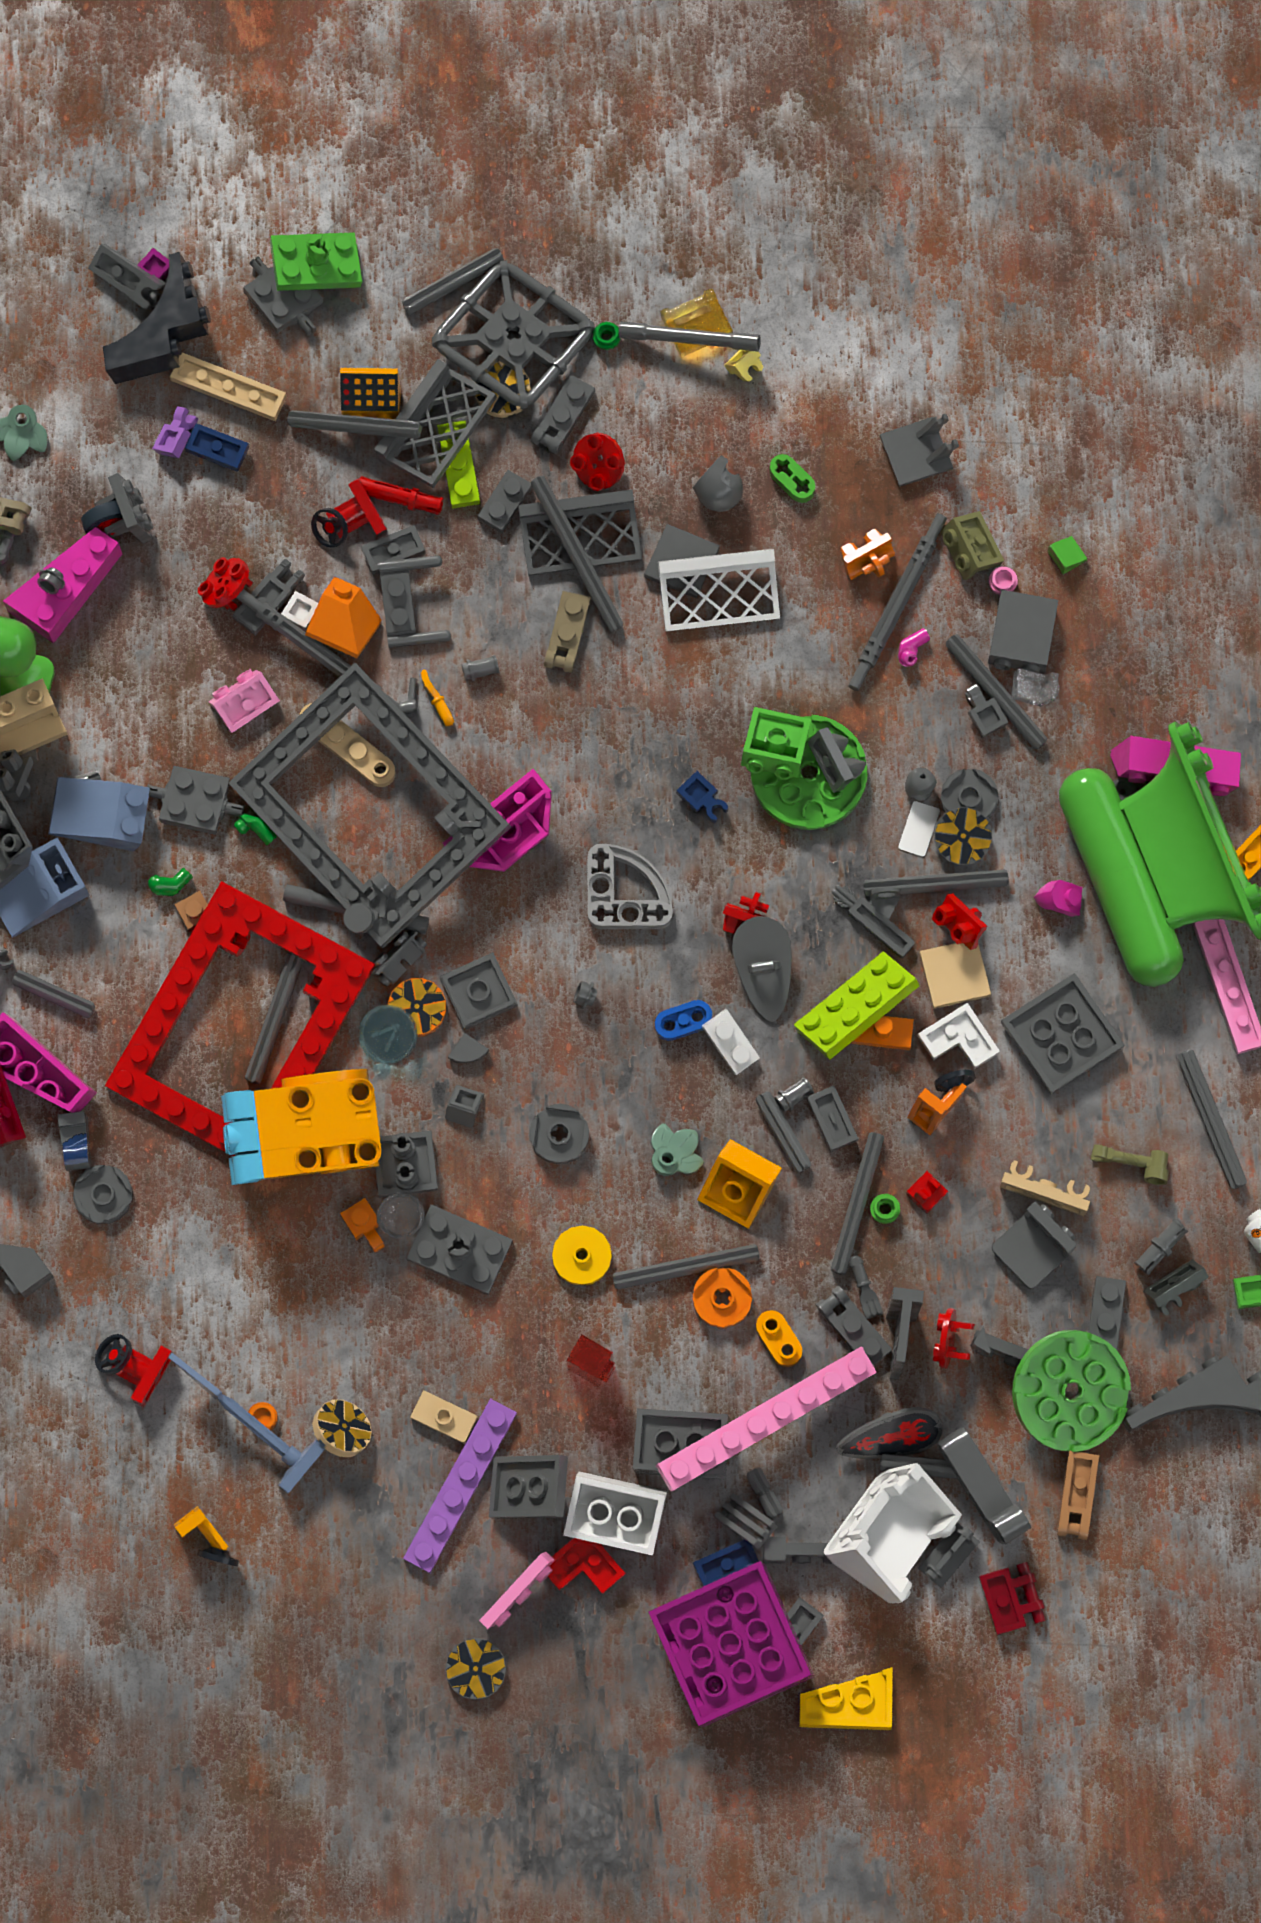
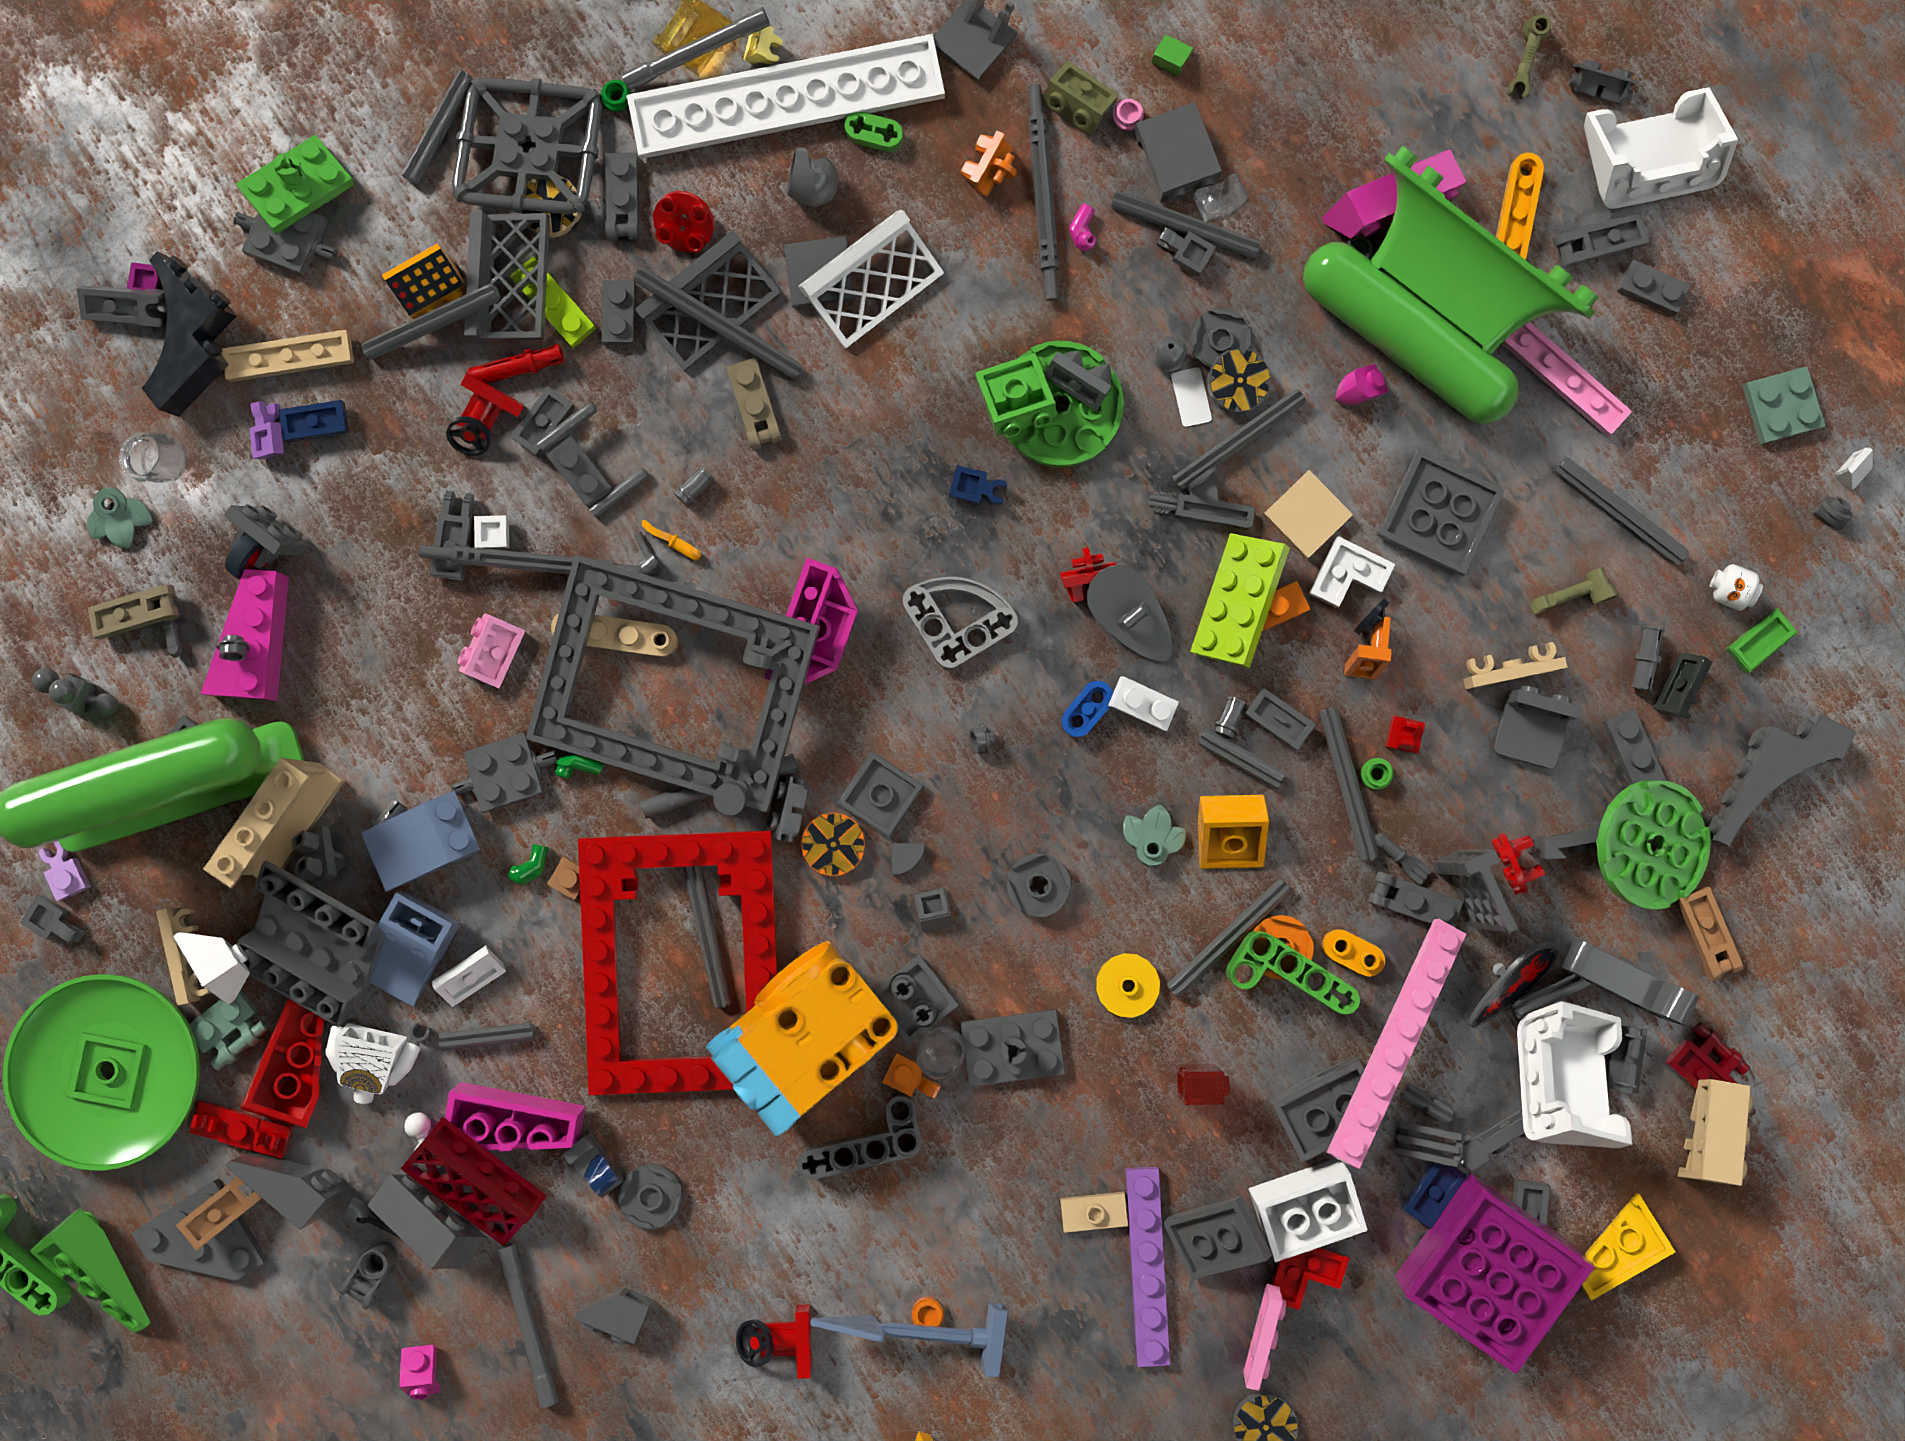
camera: 30 degrees left, 10 degrees up
(69, 938) = (469, 976): none -> white plate
(83, 408) = (161, 459): none -> clear helmet
(225, 583) = (403, 548): red plate -> none
(293, 1249) = (858, 1145): none -> dark grey beam
(342, 1428) = (1009, 1284): tile -> none
(344, 618) = (537, 516): orange slope -> none
(388, 1034) = (822, 887): clear light blue tile -> none
(718, 1322) = (1297, 976): none -> bright green beam
(739, 412) = (785, 96): none -> white plate
(962, 922) = (1288, 463): red hips -> none
(982, 1650) = (1719, 1133): none -> tan wedge

